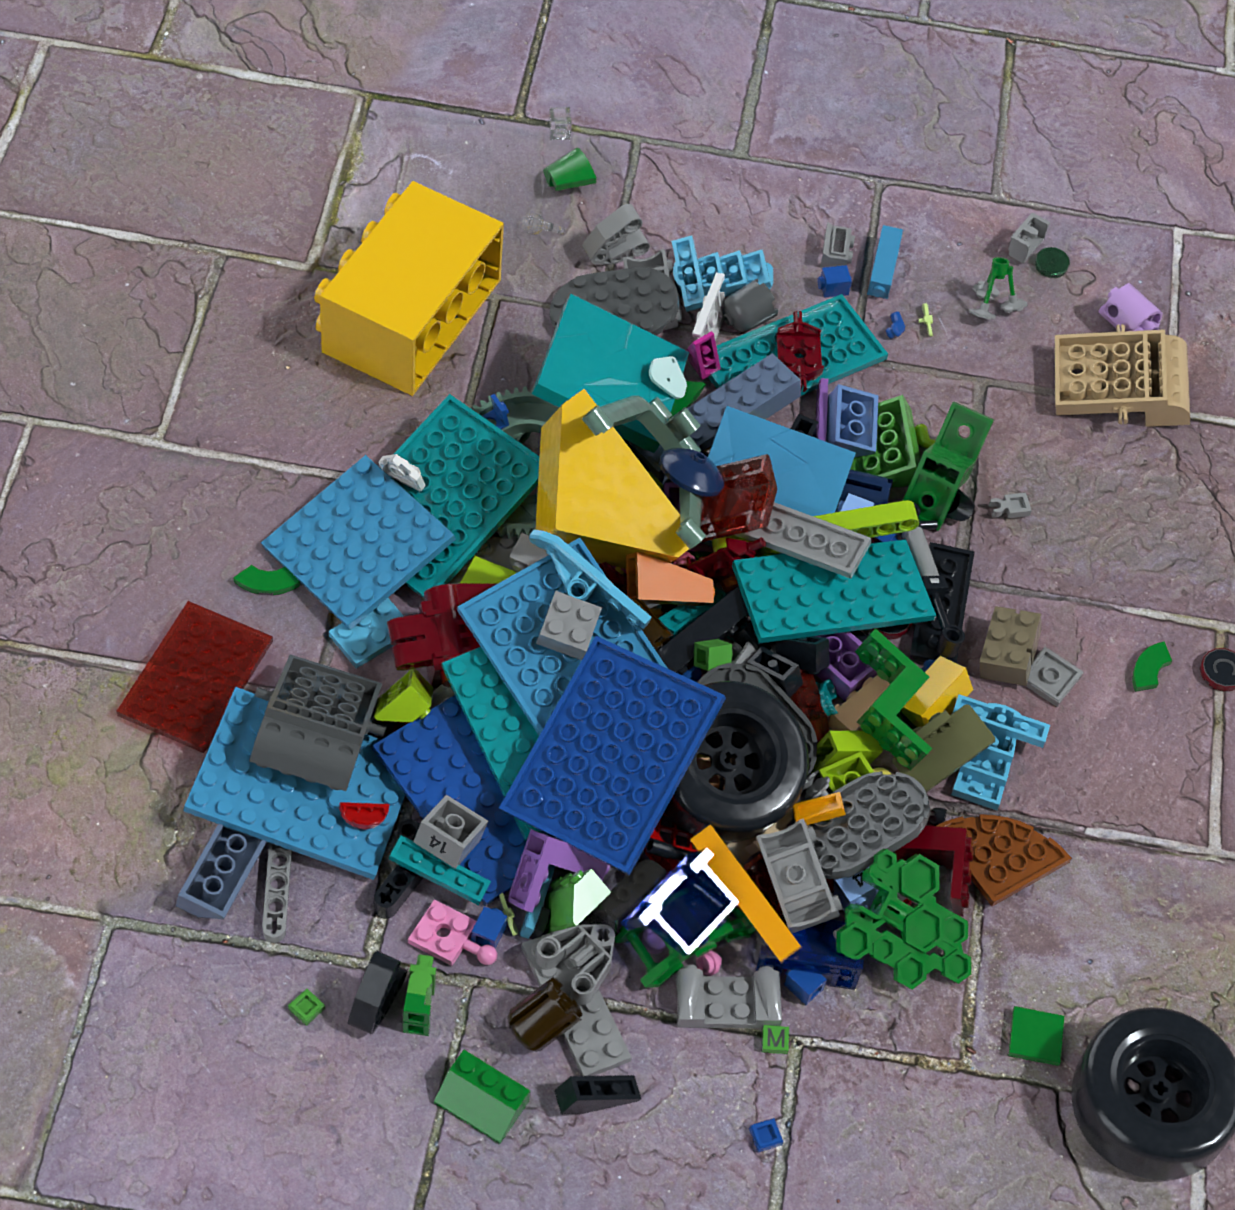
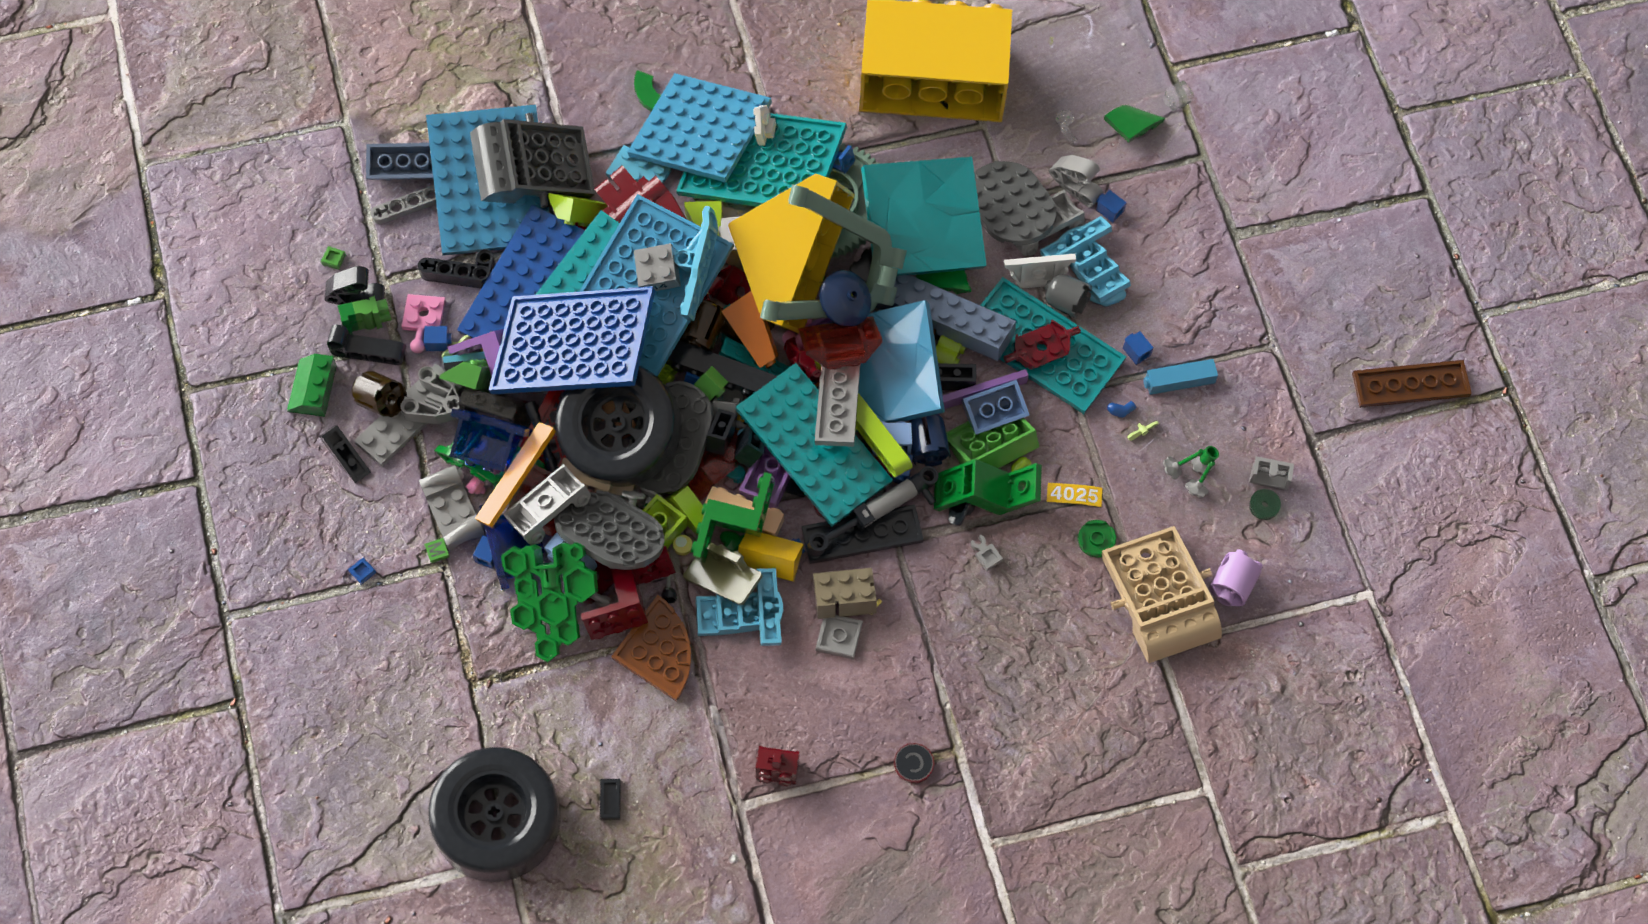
camera: 70 degrees right, 10 degrees up
(194, 676) = (552, 80): clear red plate -> none
(363, 814) = (477, 224): red plate -> none
(420, 861) = (458, 287): teal plate -> none
(447, 1031) = (364, 348): none -> black beam
(450, 831) = (482, 276): light grey brick -> none
(659, 231) = (1110, 205): none -> blue brick
(668, 376) = (949, 256): light aqua piece -> none
(704, 355) = (991, 277): dark pink slope -> none
(819, 809) = (612, 500): light orange tile -> none
(828, 693) = (733, 479): teal piece -> none
(836, 246) = (1174, 336): light grey window -> none
(974, 98) = (1411, 383): none -> reddish brown plate
(977, 399) = (1074, 494): none -> yellow sticker
(1031, 409) = (1095, 537): none -> green tile
(1036, 1036) = (518, 723): green tile -> none
(1148, 666) = (887, 705): green tile -> none
(1164, 976) = (610, 799): none -> black tile
(1192, 789) = (777, 766): none -> dark red hinge

